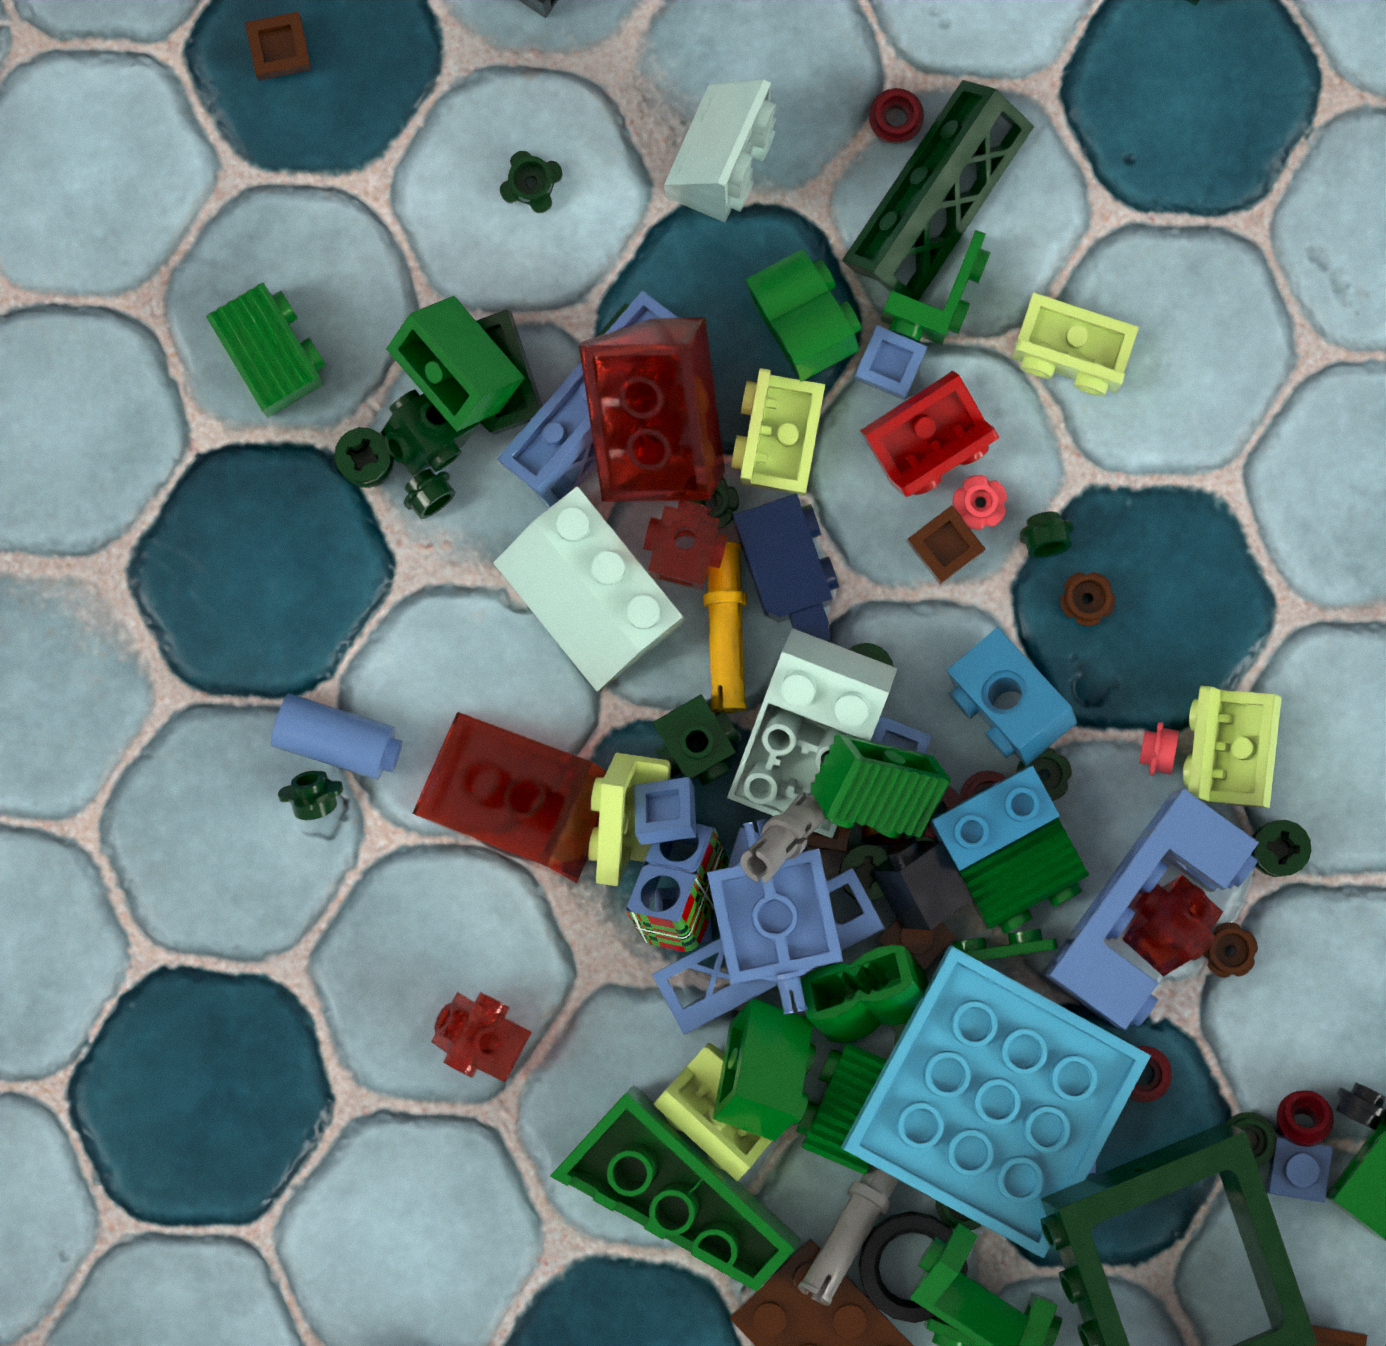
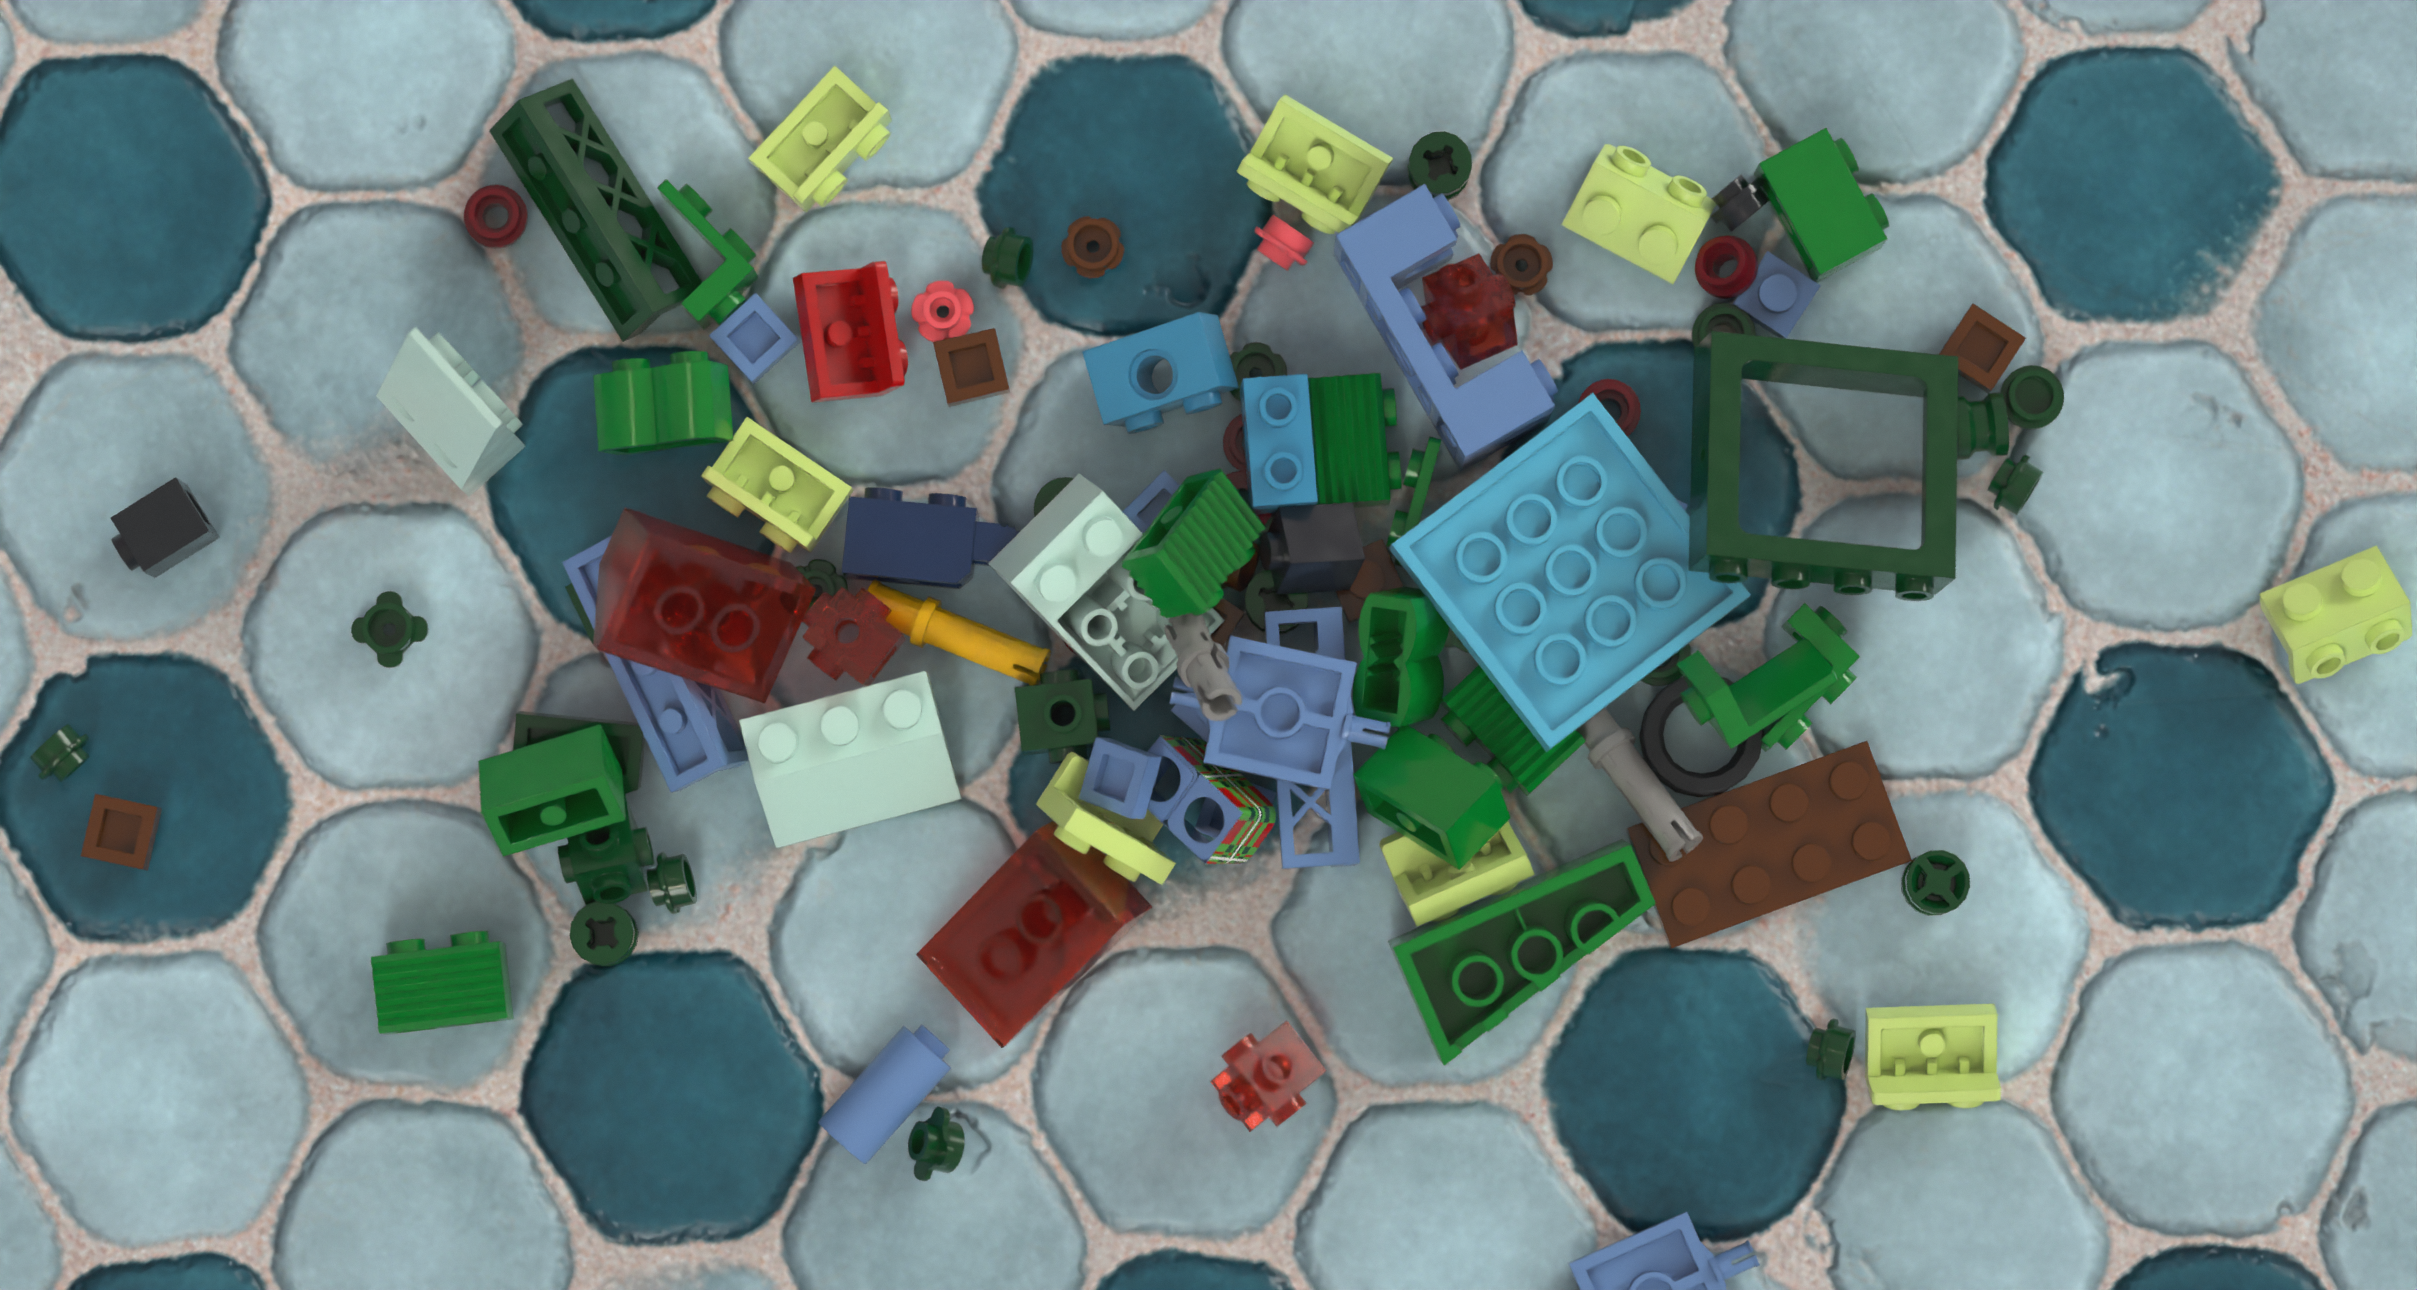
camera: 70 degrees left, 0 degrees up
(1318, 1028) = (1640, 211): none -> yellowish green bracket

